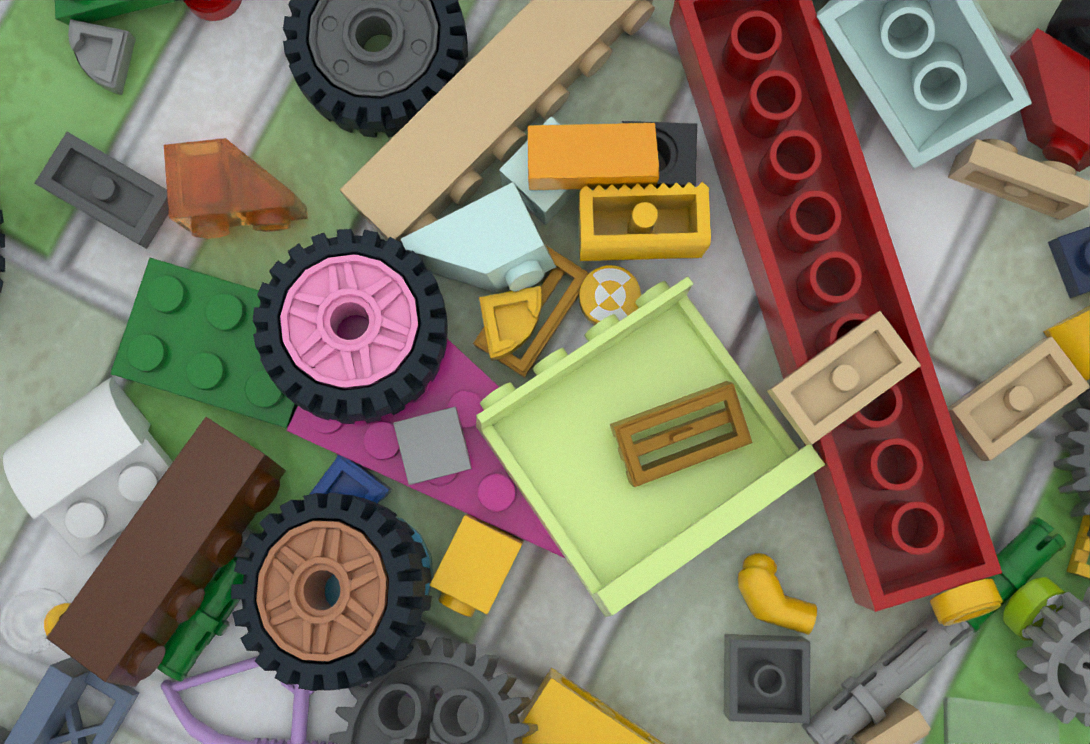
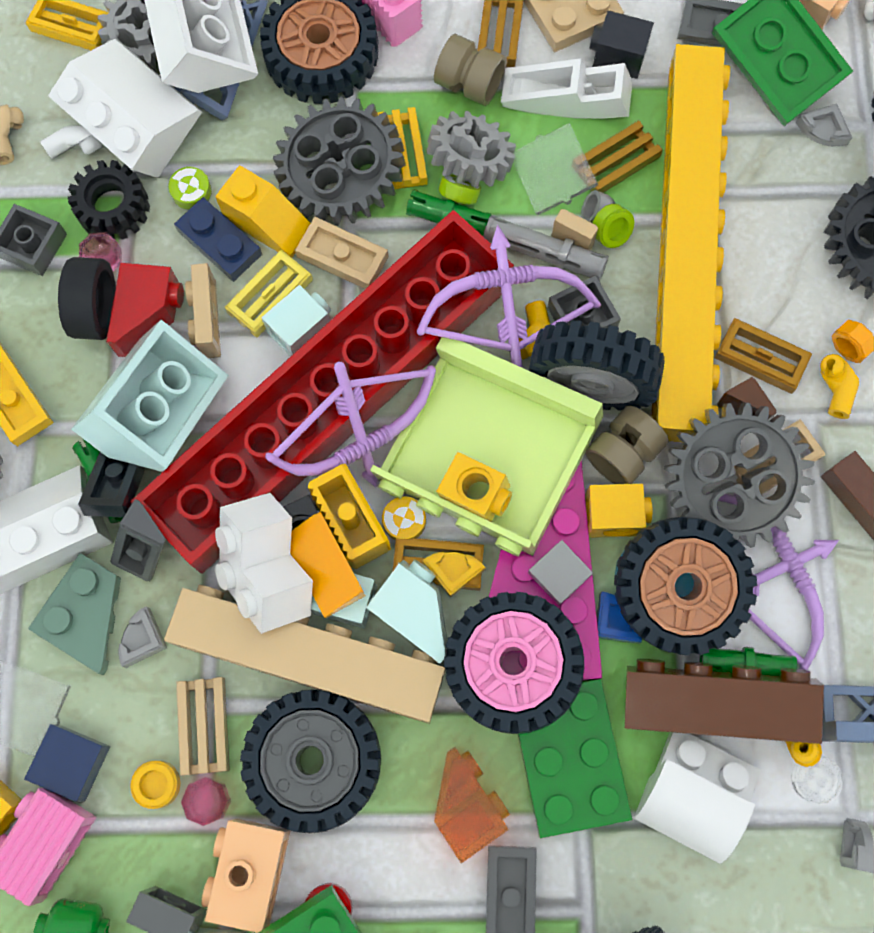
camera: 120 degrees left, 10 degrees down
(543, 604) = (632, 440): none -> dark tan wheel
(605, 368) = (467, 471): none -> yellow brick
(633, 78) = (259, 565): none -> white brick
(664, 466) = (458, 437): pearl gold tile -> none
(672, 643) = (599, 363): none -> black wheel
(782, 284) = (349, 406): none -> lavender piece
(843, 378) = (389, 343): tan plate -> none
(862, 587) = (511, 327): none -> lavender piece
(947, 290) = (296, 319): none -> light aqua brick
(966, 602) = (479, 221): yellow tile -> none
(986, 287) = (257, 326): none -> light yellow tile

